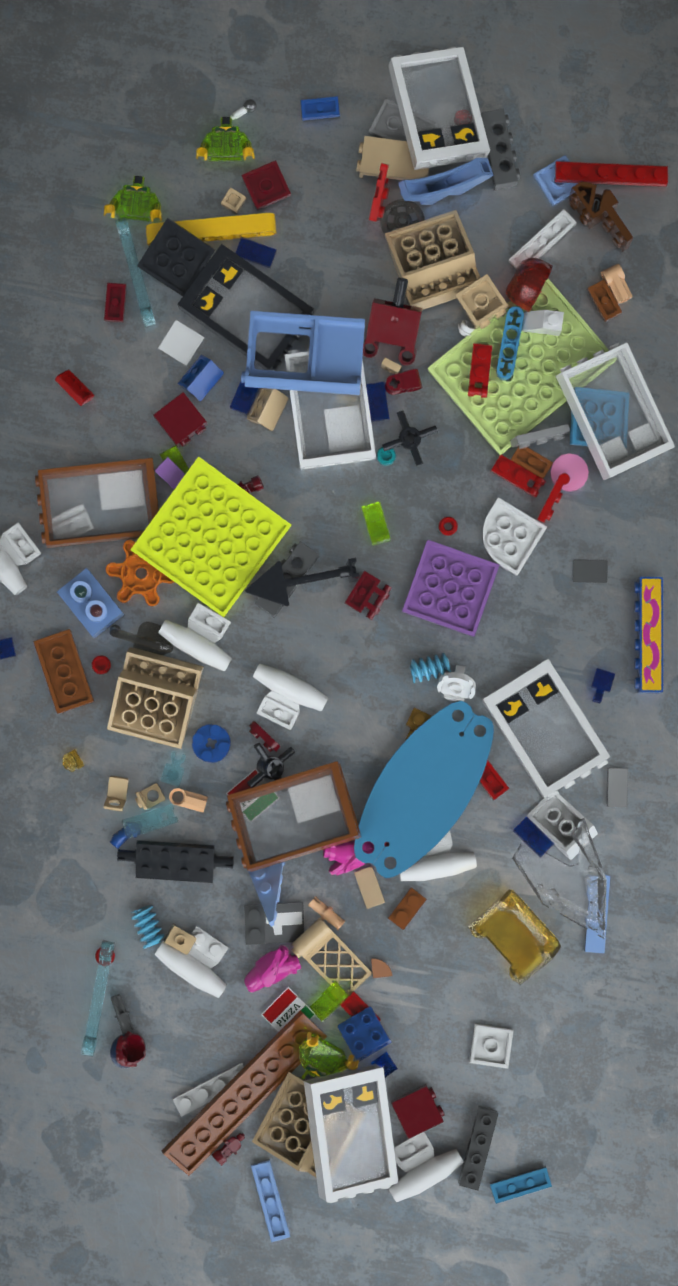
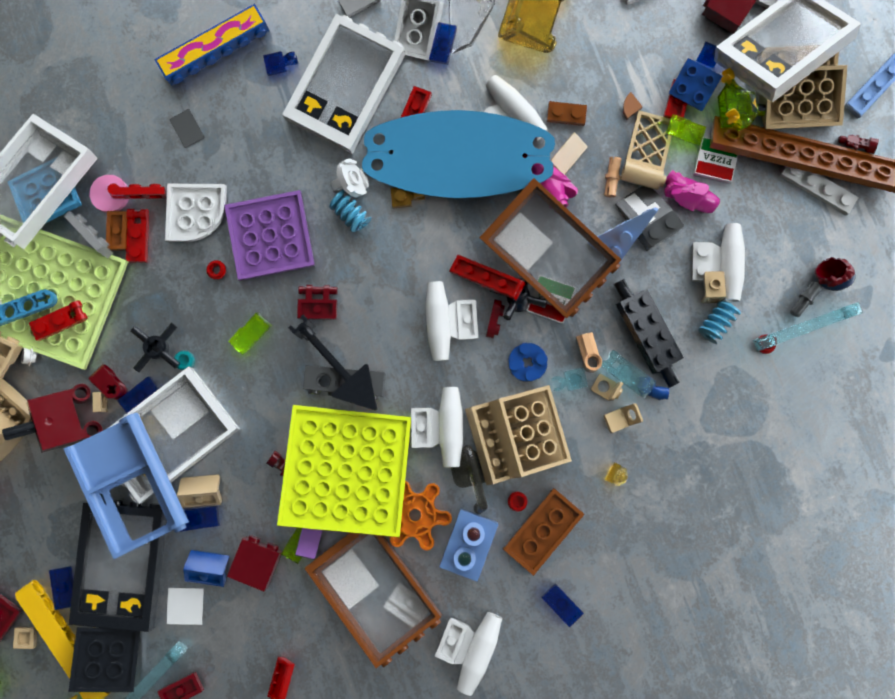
camera: 120 degrees left, 0 degrees up
(302, 750) = (487, 277): none -> red tile

